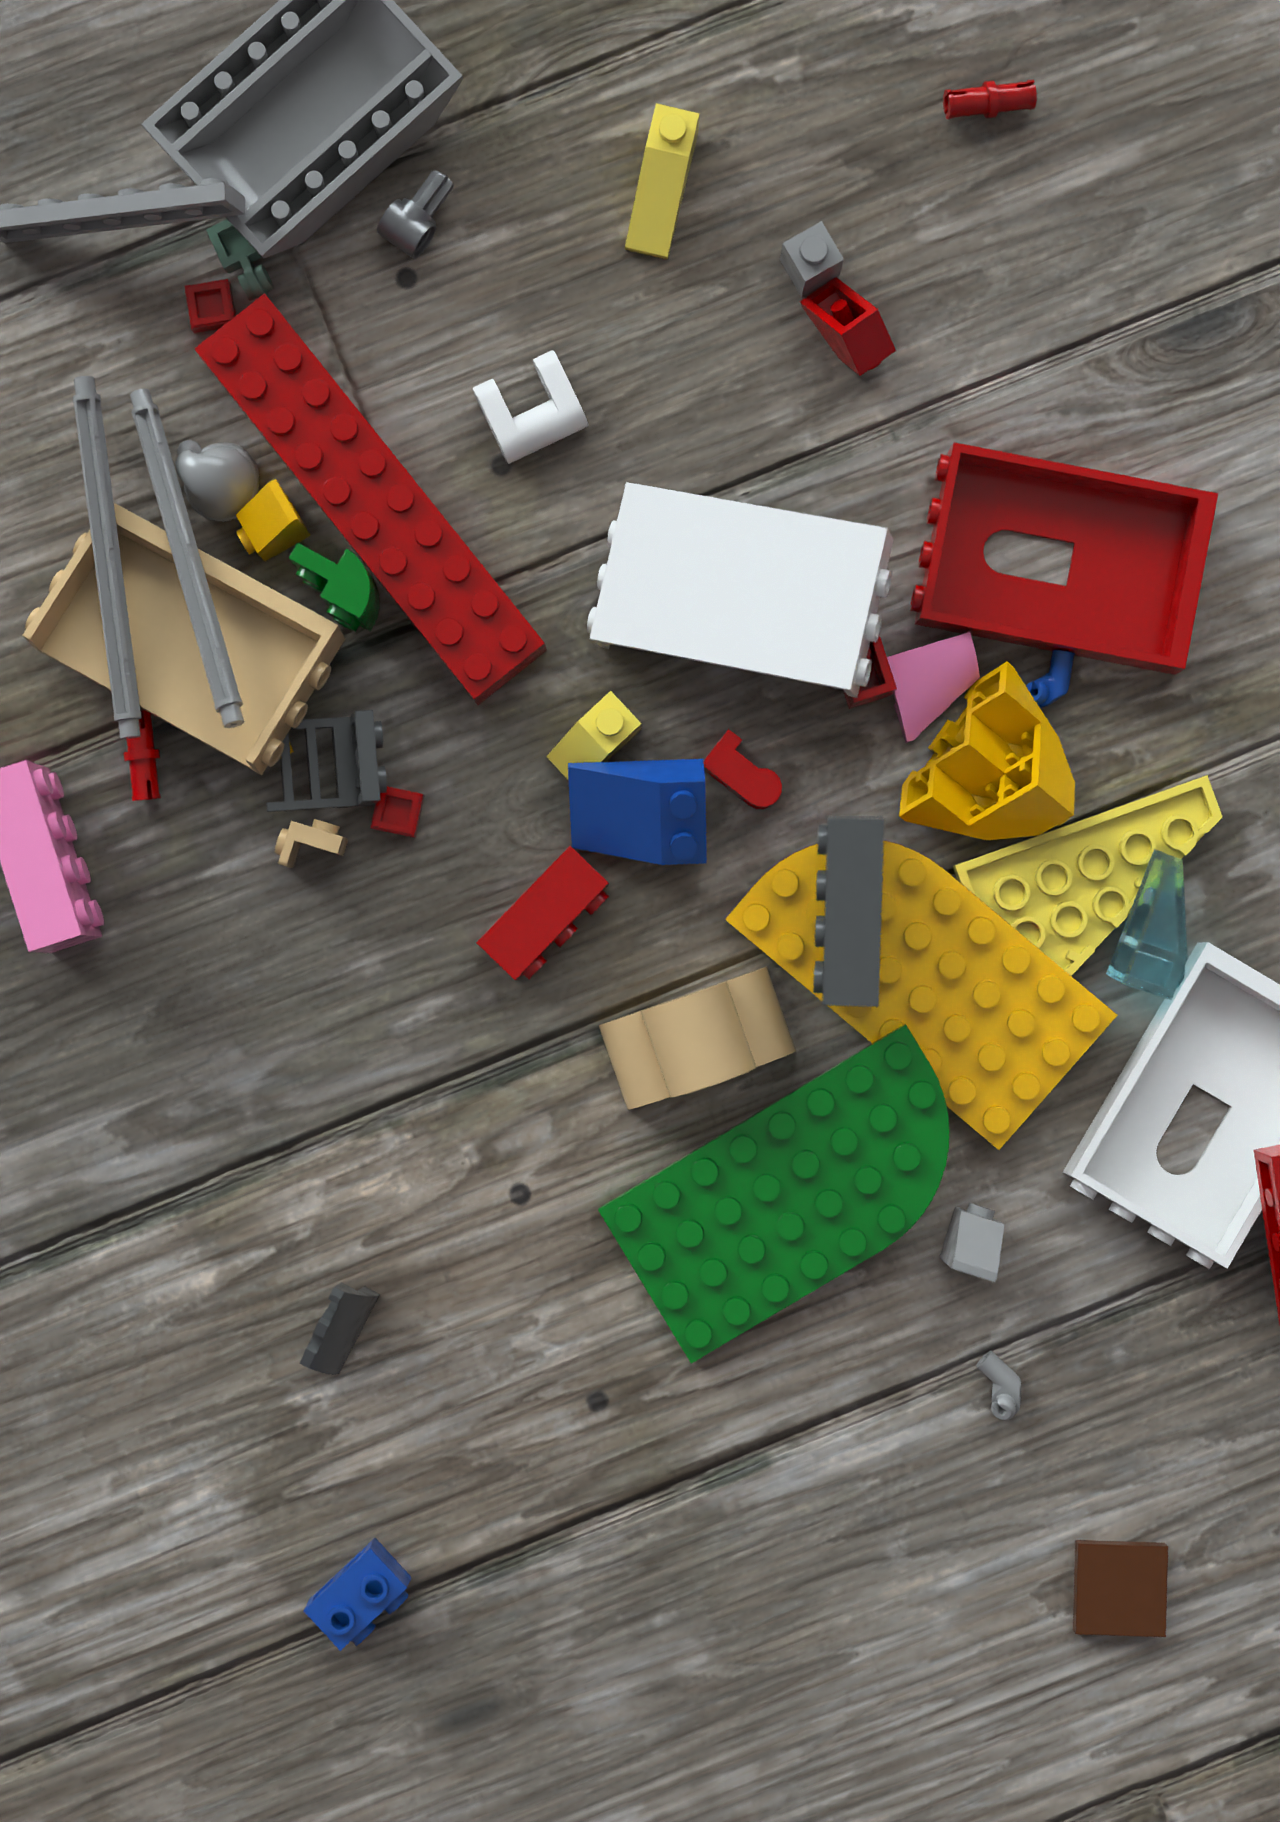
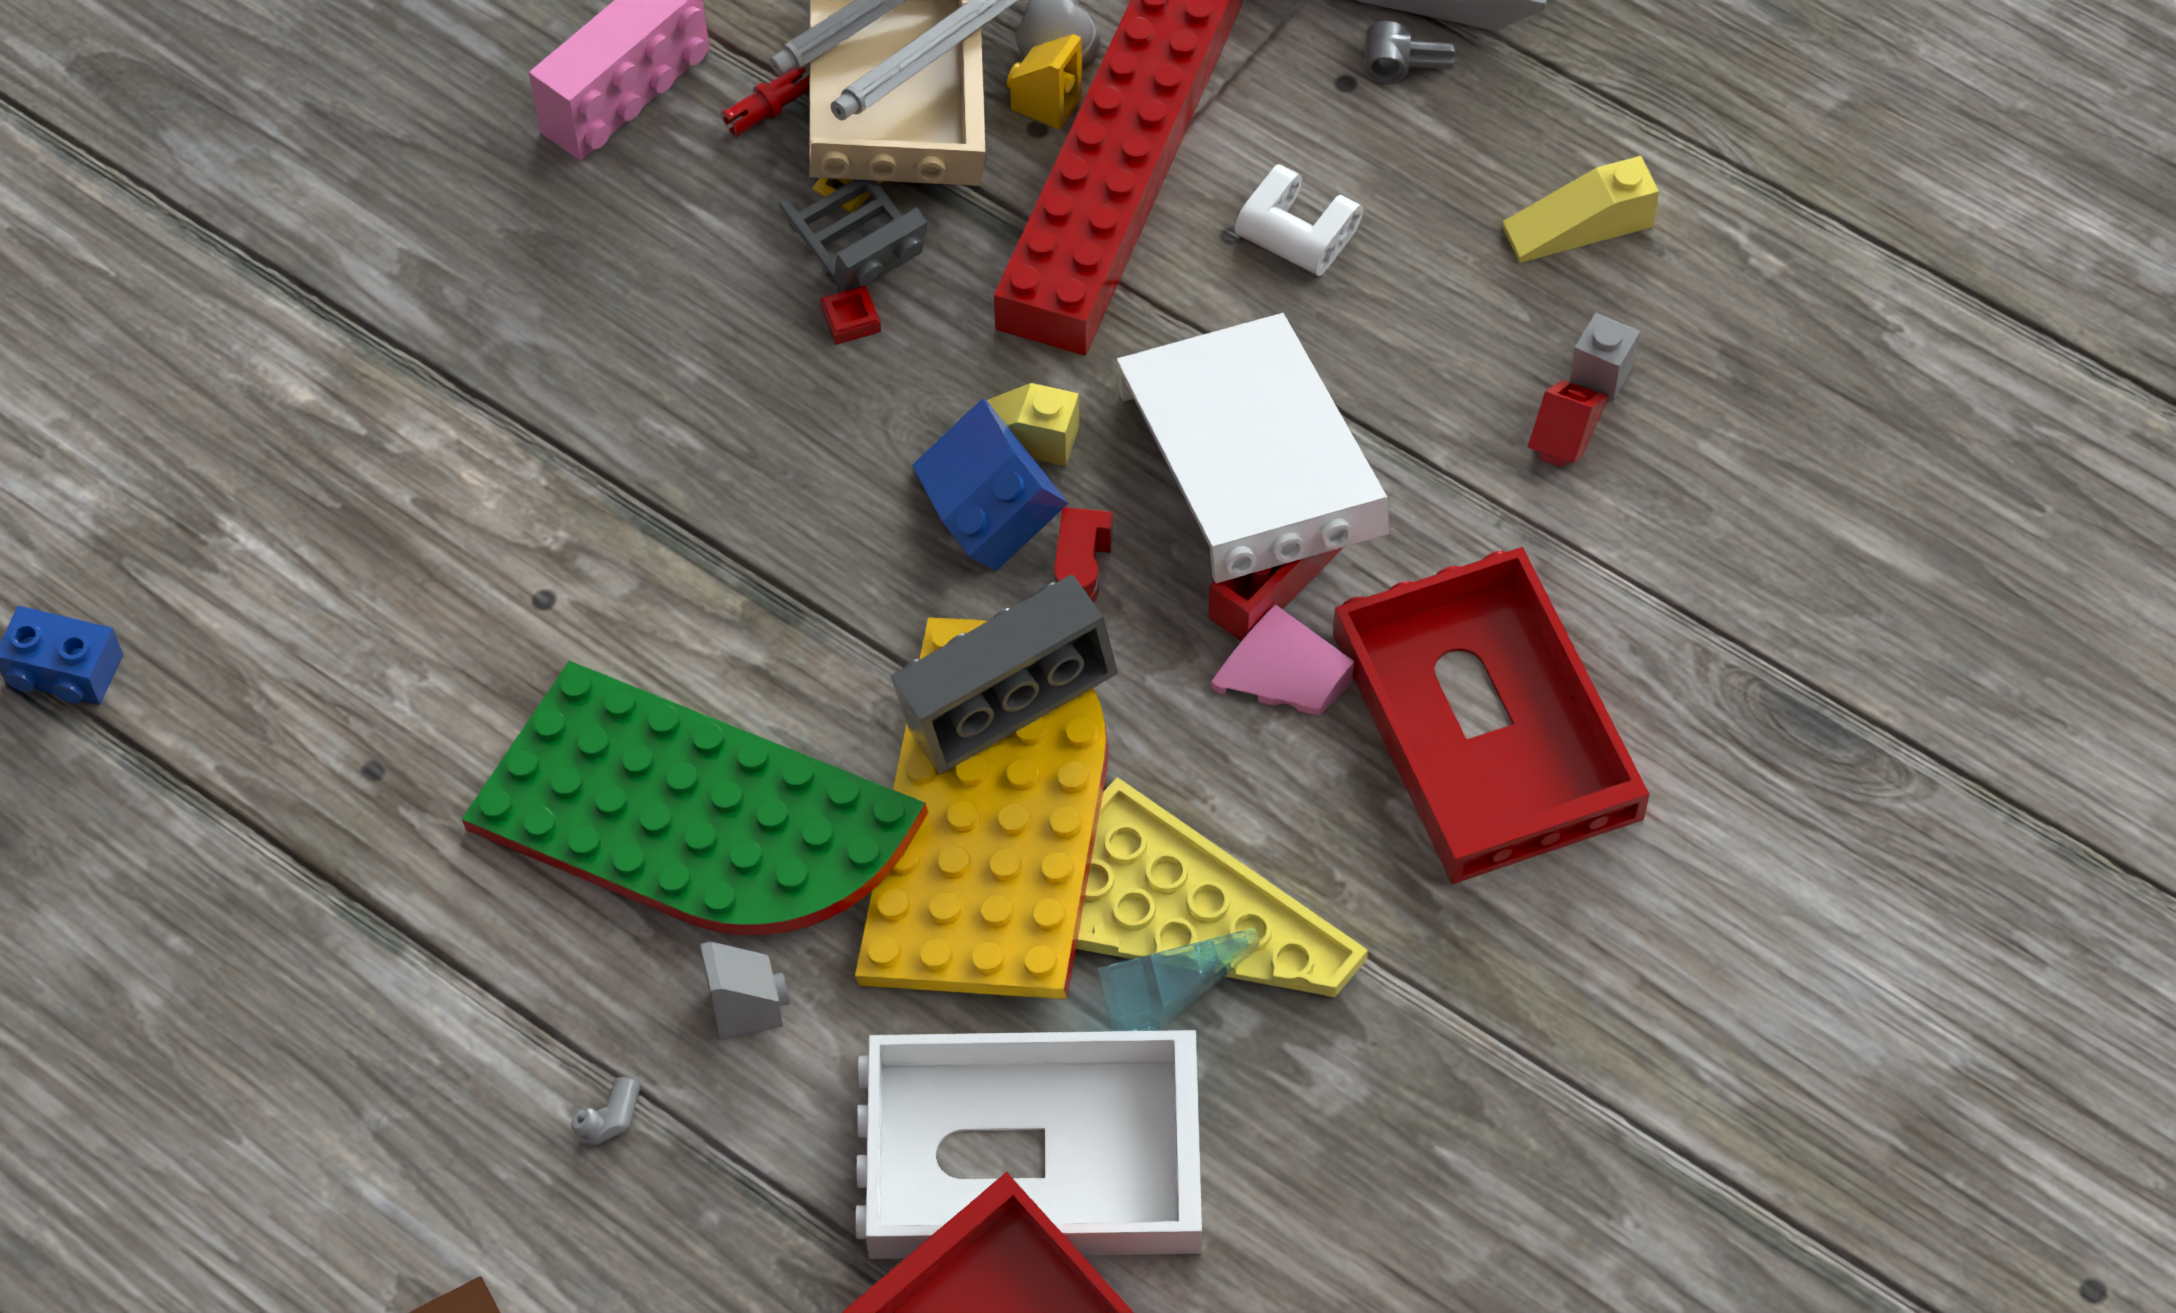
camera: 60 degrees right, 30 degrees down
(320, 835) = (770, 244): tan bracket -> none
(339, 1328) = (320, 502): dark grey slope -> none
(343, 586) = (1024, 152): green brick -> none
(545, 915) = (831, 467): red brick -> none
(697, 1039) = (800, 648): tan brick -> none
(990, 99) = (1870, 422): red pin -> none
(994, 768) = (1237, 759): yellow brick -> none
(1056, 682) = (1359, 776): blue arm -> none

